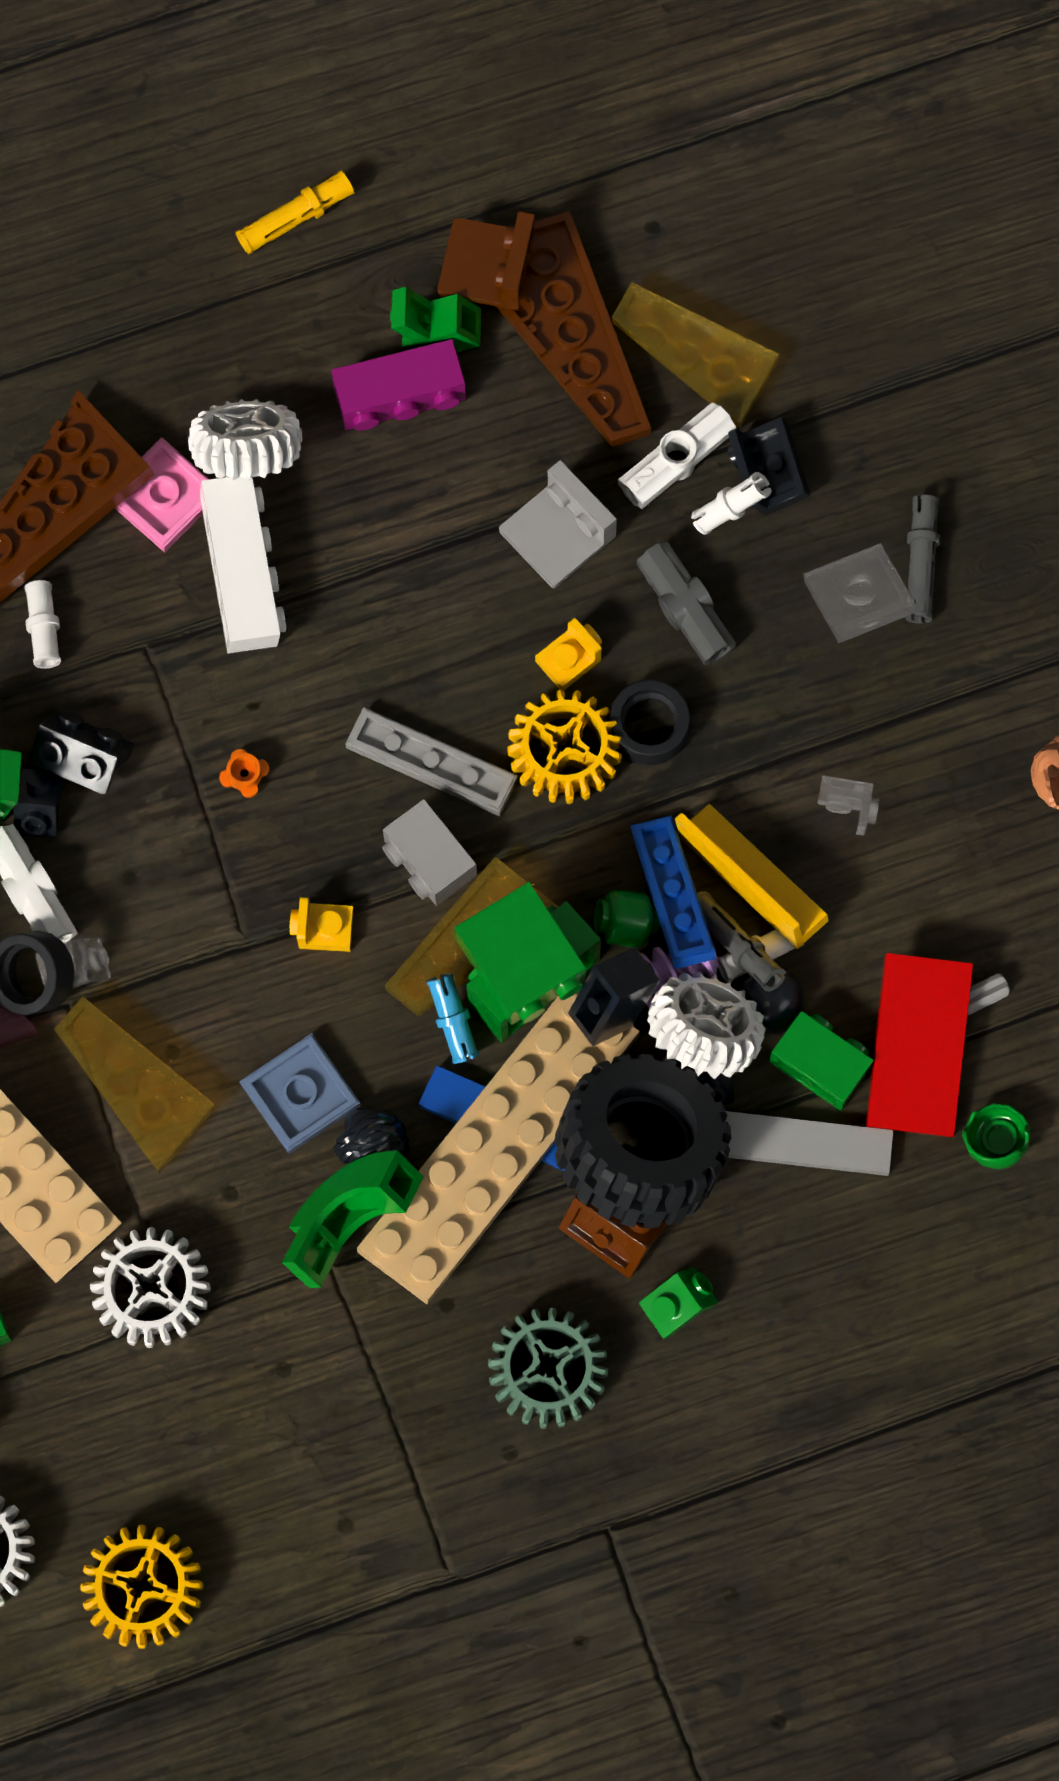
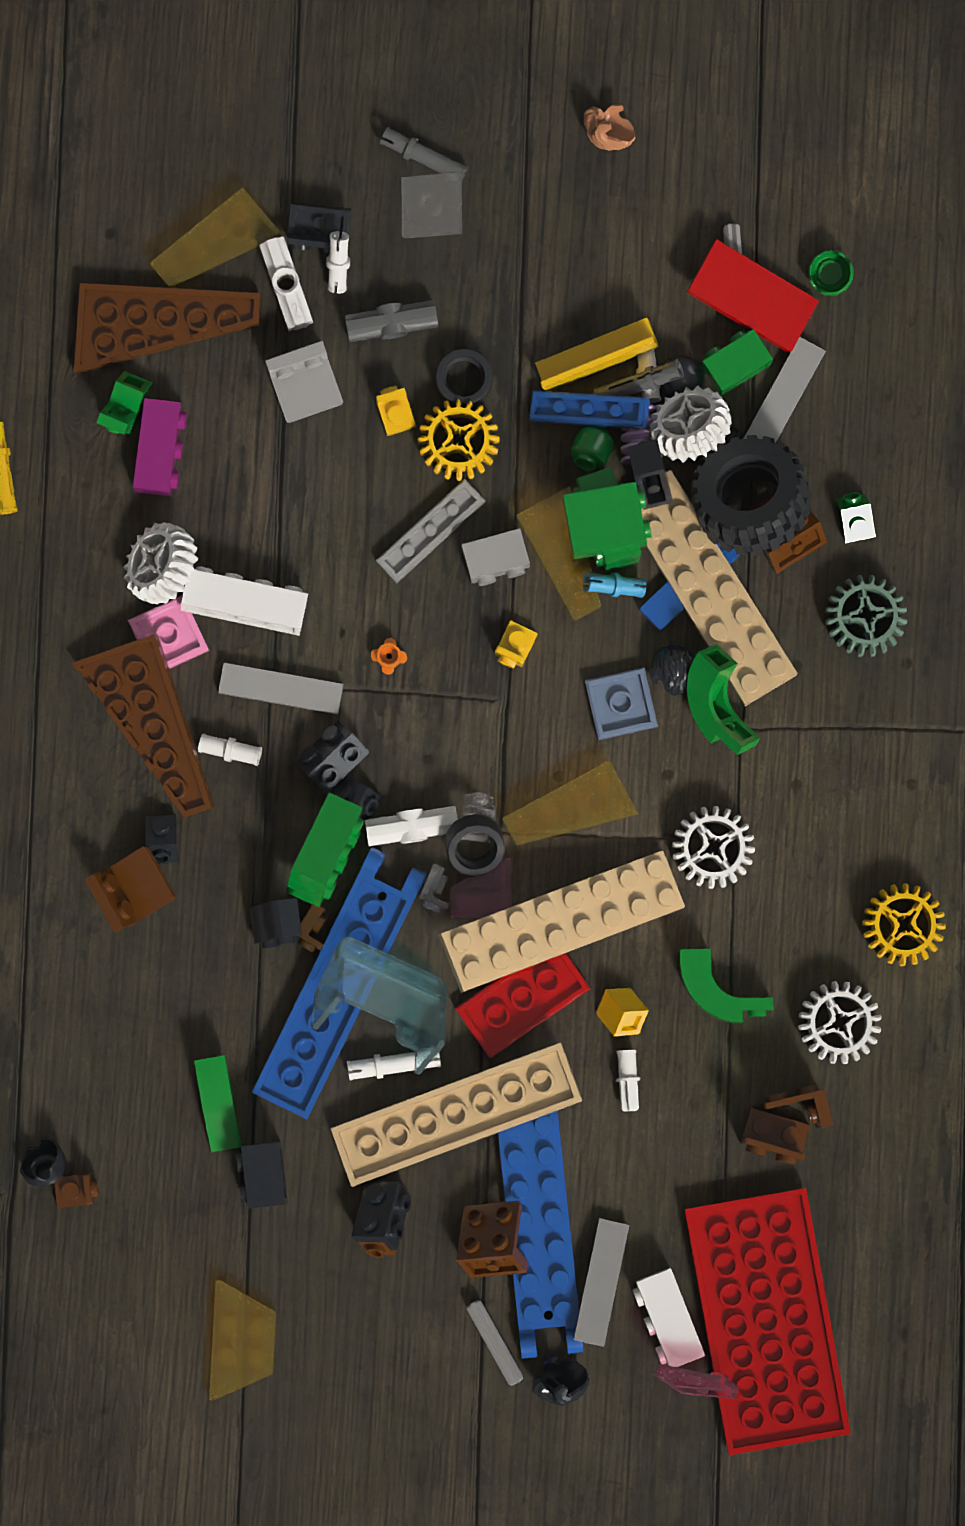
camera: 70 degrees left, 10 degrees up
(148, 657) = (280, 688): none -> light grey tile
(488, 261) = (98, 351): reddish brown bracket -> none
(848, 795) = (566, 274): clear bracket -> none

